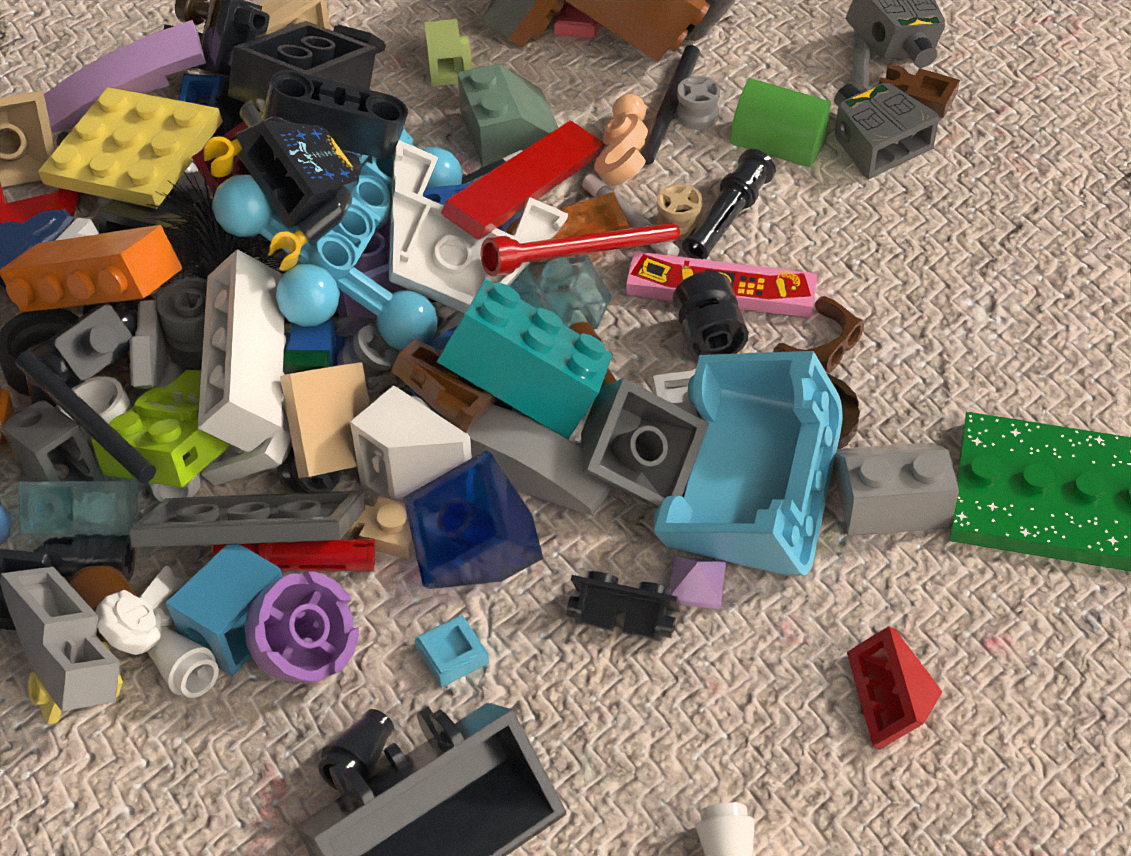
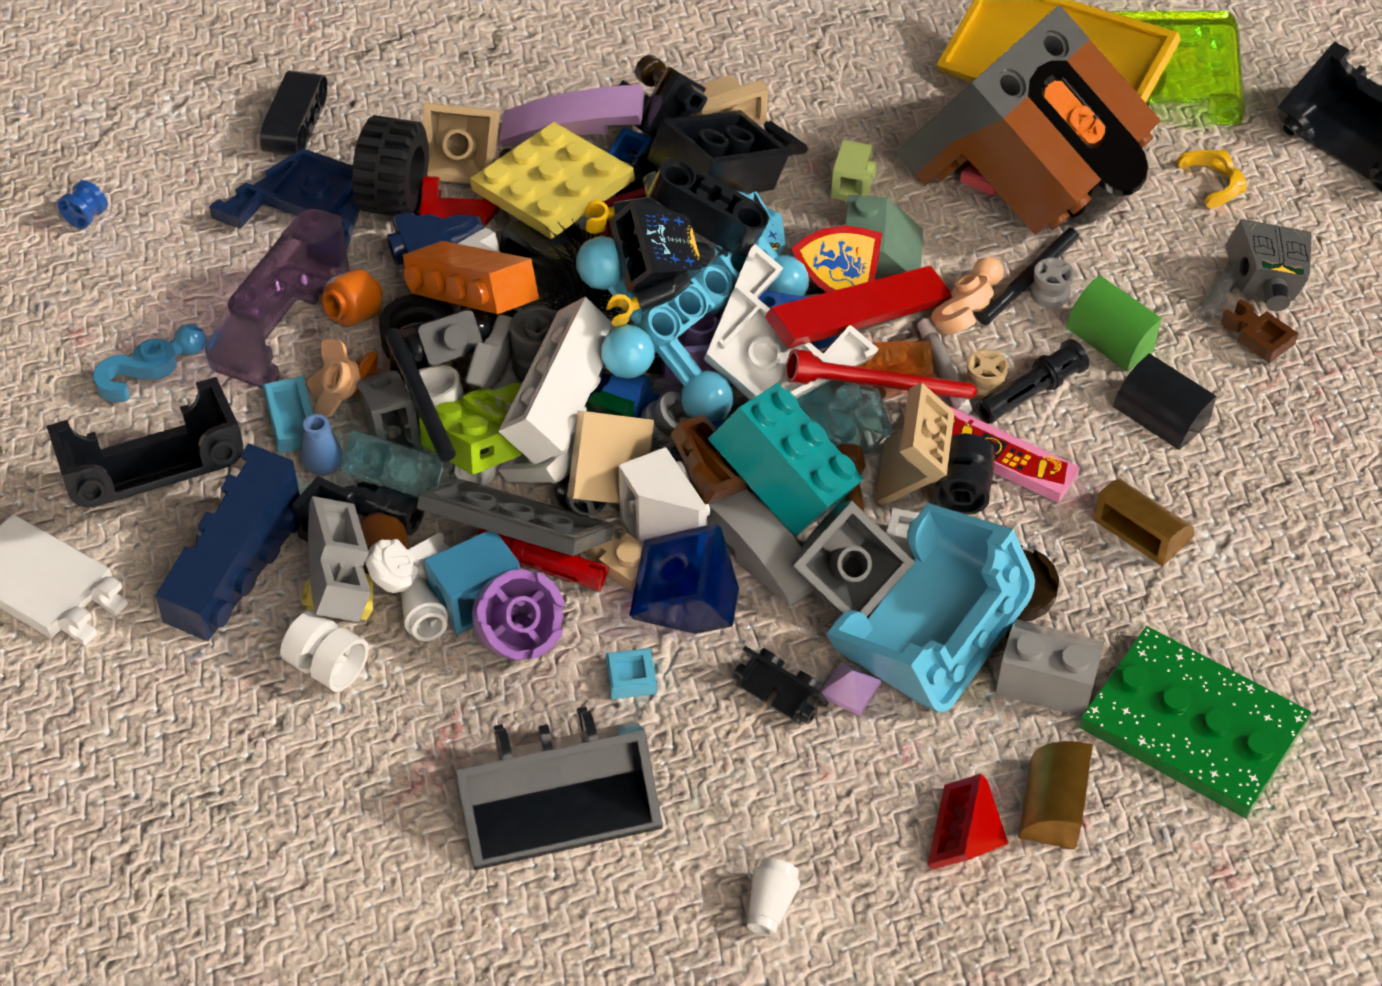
camera: 20 degrees right, 0 degrees up
(76, 749) = (324, 650): none -> white wheel
(358, 746) = (523, 719): black cone -> none
(480, 134) = (839, 256): none -> shield
(652, 310) = (920, 450): none -> tan bracket
(832, 352) = (1045, 538): reddish brown cap -> none
(867, 183) = (1165, 401): none -> black brick
(882, 127) = (1208, 351): dark grey torso -> none
(906, 309) = (1141, 521): none -> pearl gold brick
(970, 619) = (1056, 793): none -> pearl gold brick

